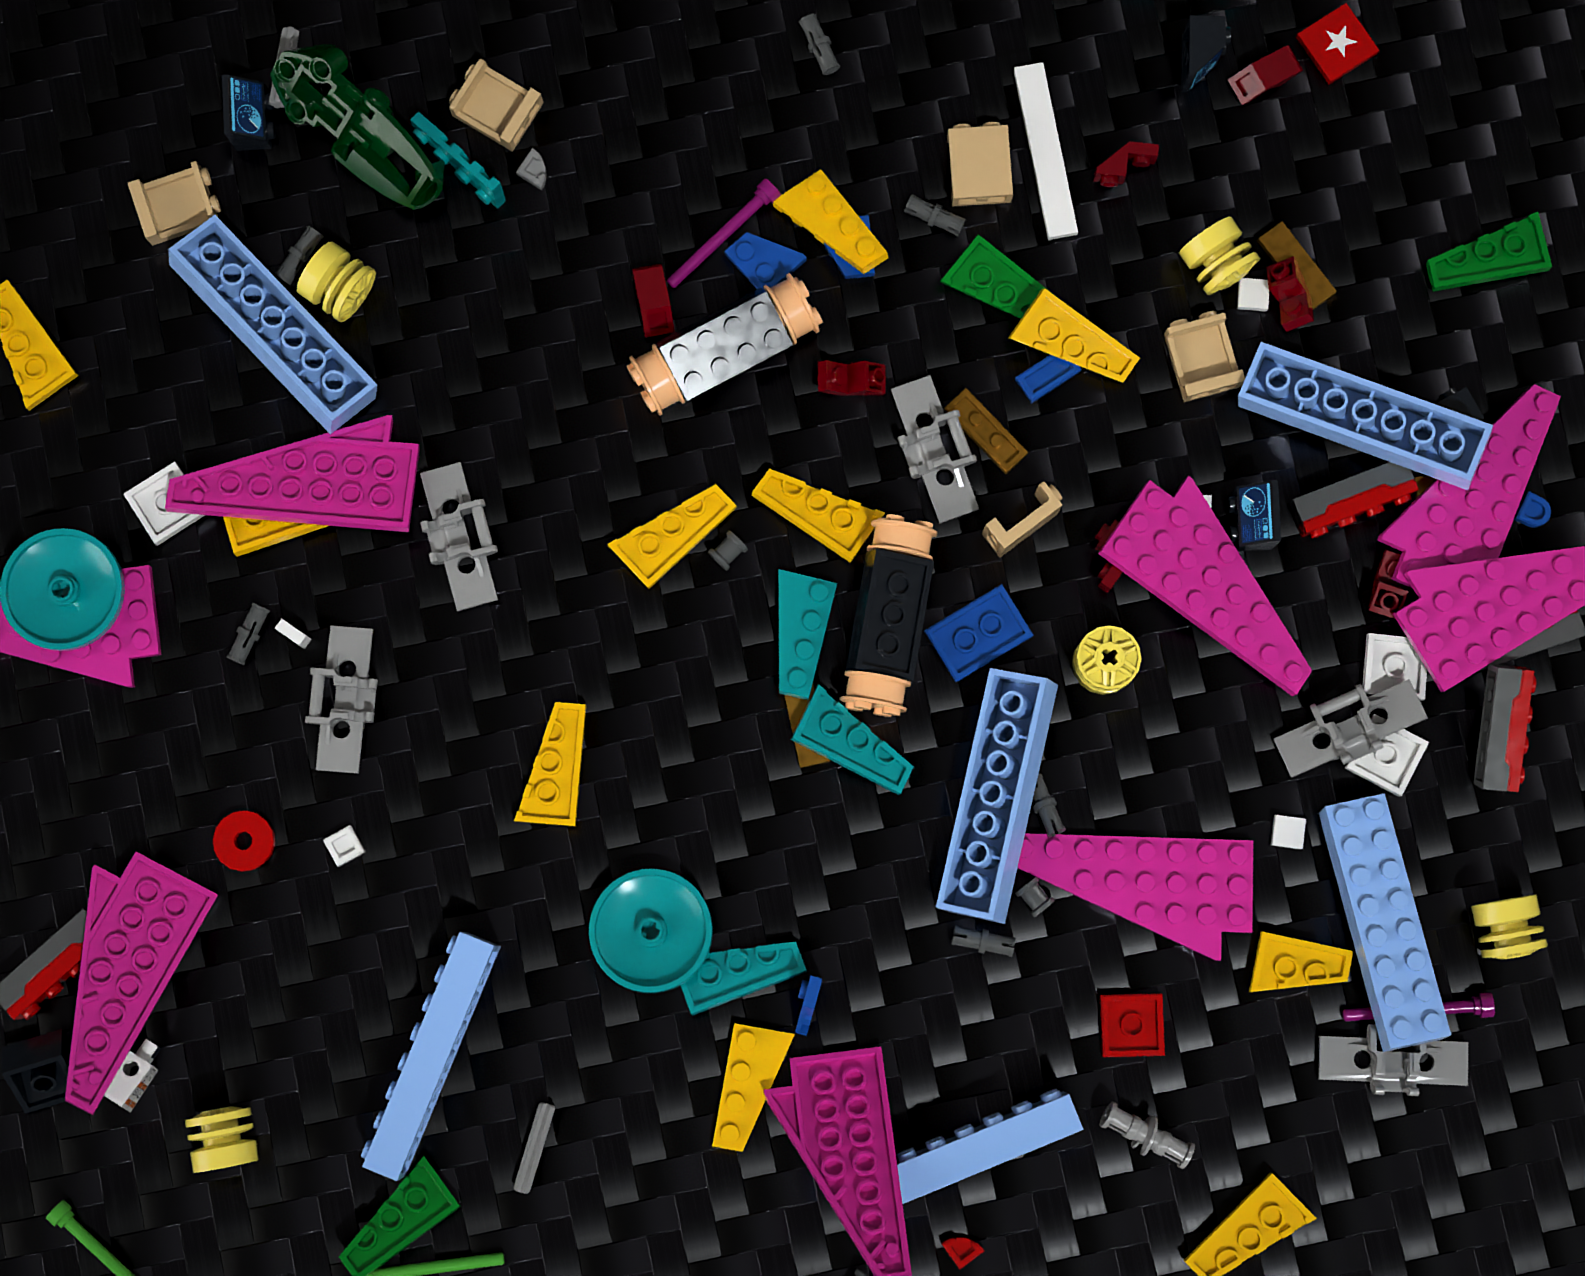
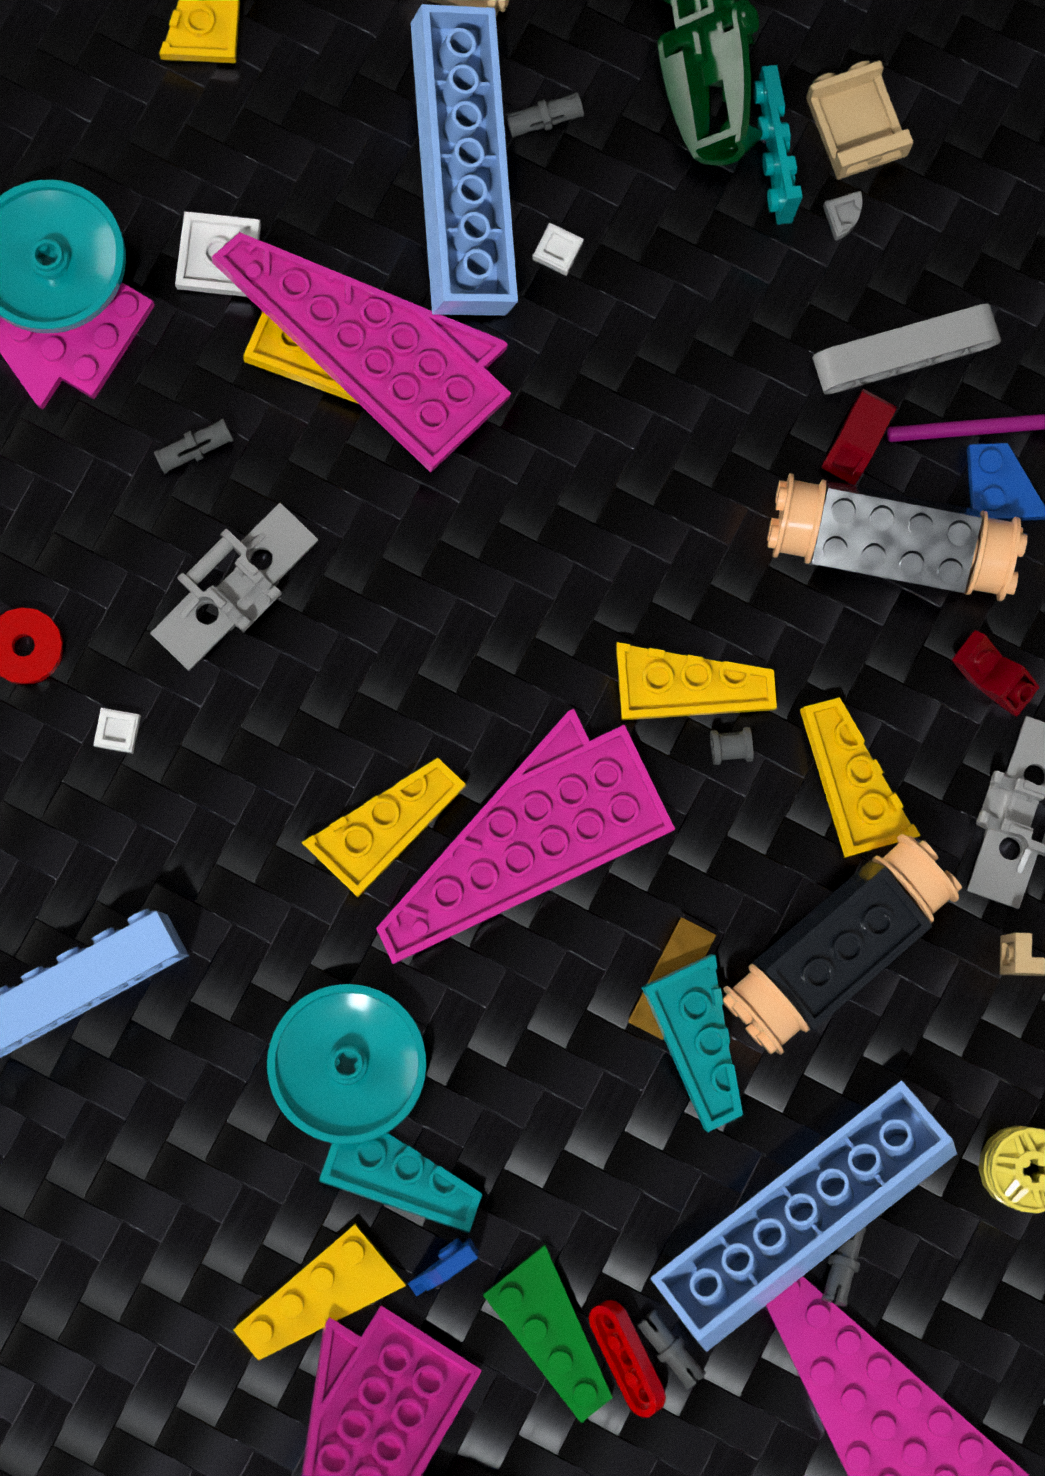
camera: 35 degrees right, 0 degrees up
(293, 633) = (236, 481): white tile -> none
(336, 281) = (559, 168): light yellow wheel -> none
(374, 331) = (558, 249): none -> white tile
(450, 537) = (467, 511): light grey piece -> none
(534, 1147) = (57, 1183): light grey axle -> none
(638, 223) = (906, 348): none -> light grey beam
(654, 688) = (547, 824): none -> dark pink wing
(803, 621) = (748, 878): teal wing -> none
(897, 988) = (546, 1326): none -> green wing
(961, 967) = (627, 1358): none -> red plate
(978, 633) = (917, 1033): blue tile -> none
(1035, 896) = (759, 1348): dark grey bush -> none

